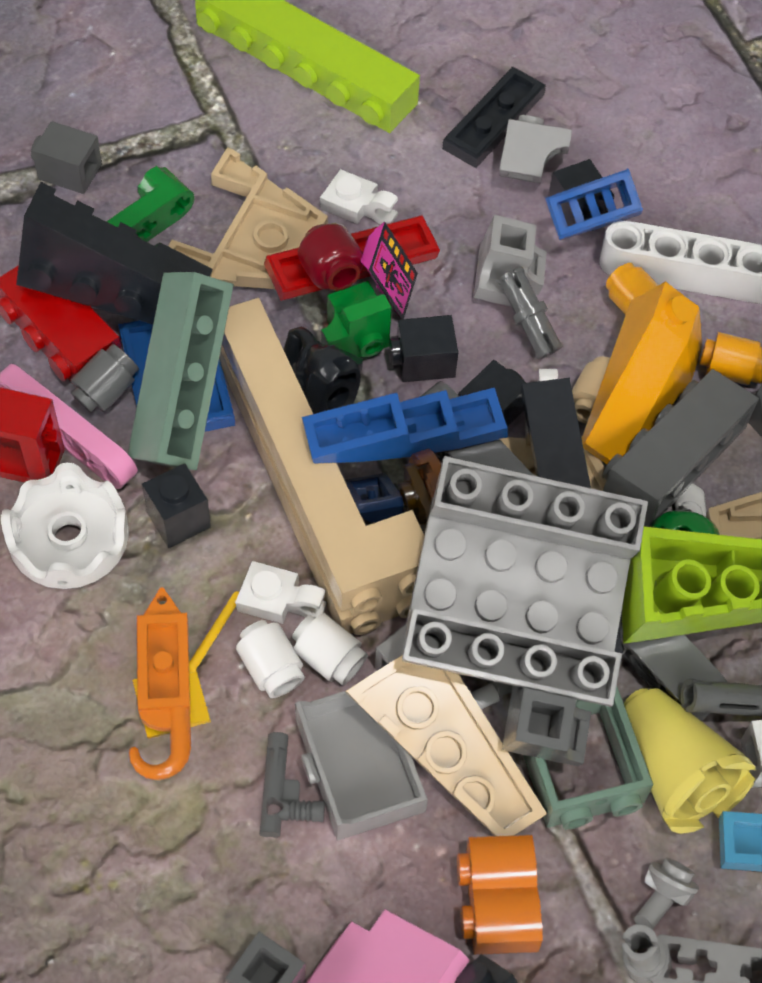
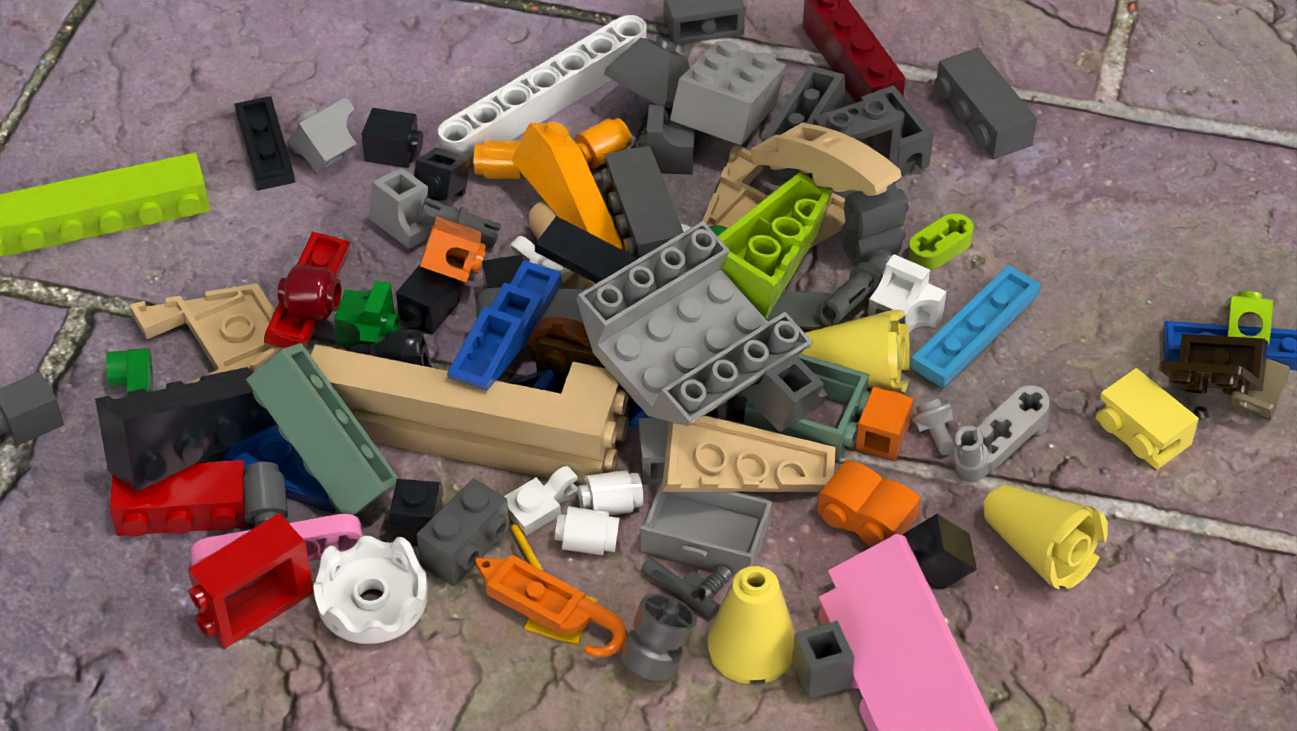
camera: 50 degrees left, 10 degrees down
(179, 804) = (658, 637): none -> flat silver wheel
(184, 556) = (463, 531): none -> dark grey brick
(259, 889) = (752, 629): none -> light yellow cone
(357, 197) = (252, 264): white plate -> none
(390, 268) = (341, 268): piece -> none
(481, 327) = (453, 250): none -> orange brick
(561, 261) = (442, 180): none -> black brick
(619, 840) = (884, 423): none -> orange brick
(628, 194) = (429, 104): blue slope -> none

